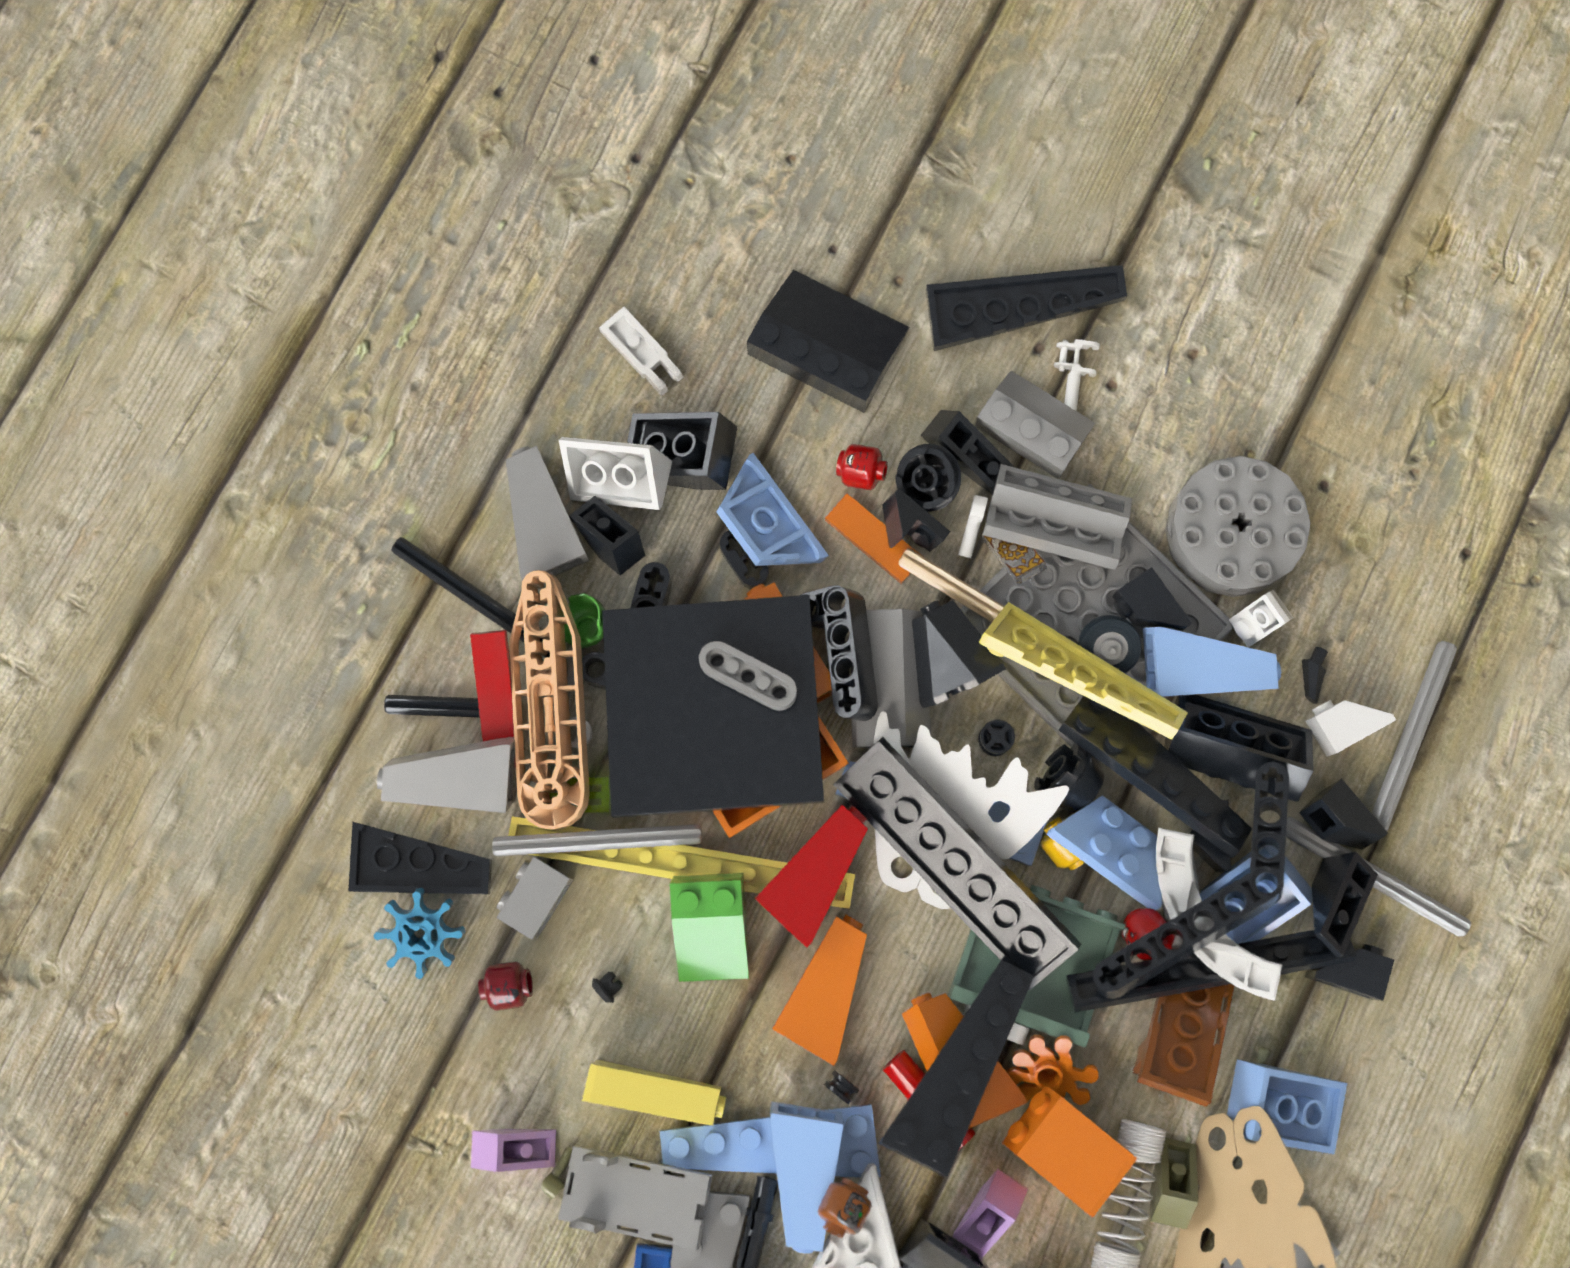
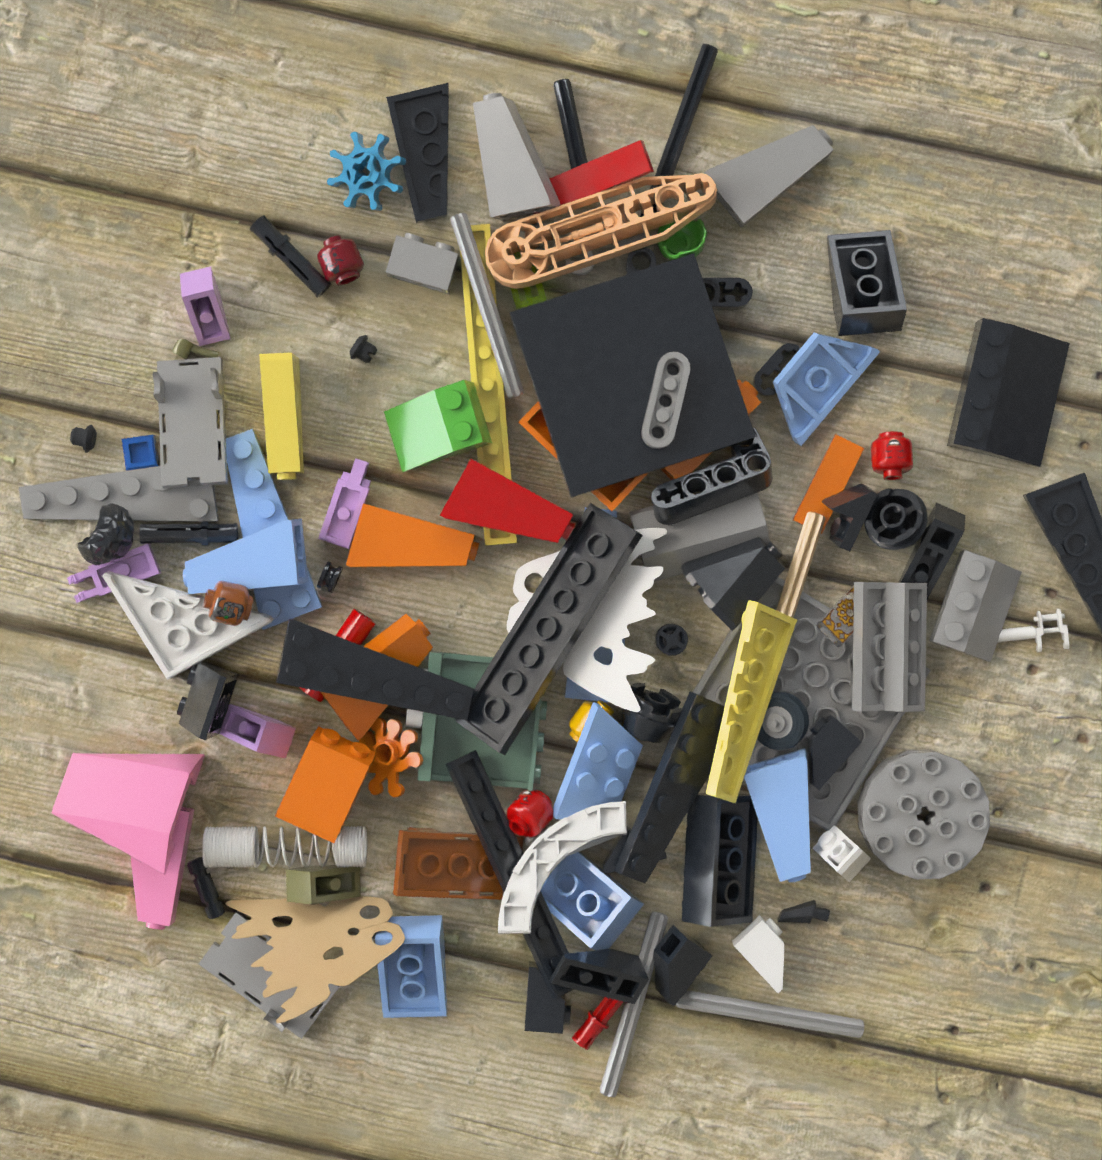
camera: 75 degrees right, 10 degrees up
(473, 1047) = (290, 256): none -> black pin
(608, 535) = (767, 239): black slope -> none
(615, 472) = (825, 229): white slope -> none
(639, 348) = (954, 218): white hinge -> none
(770, 1049) = (346, 506): none -> lavender hinge
(973, 524) = (858, 571): white bar -> none
(1213, 906) = (567, 862): black beam -> none
(1387, 922) = (596, 1022): none -> red axle

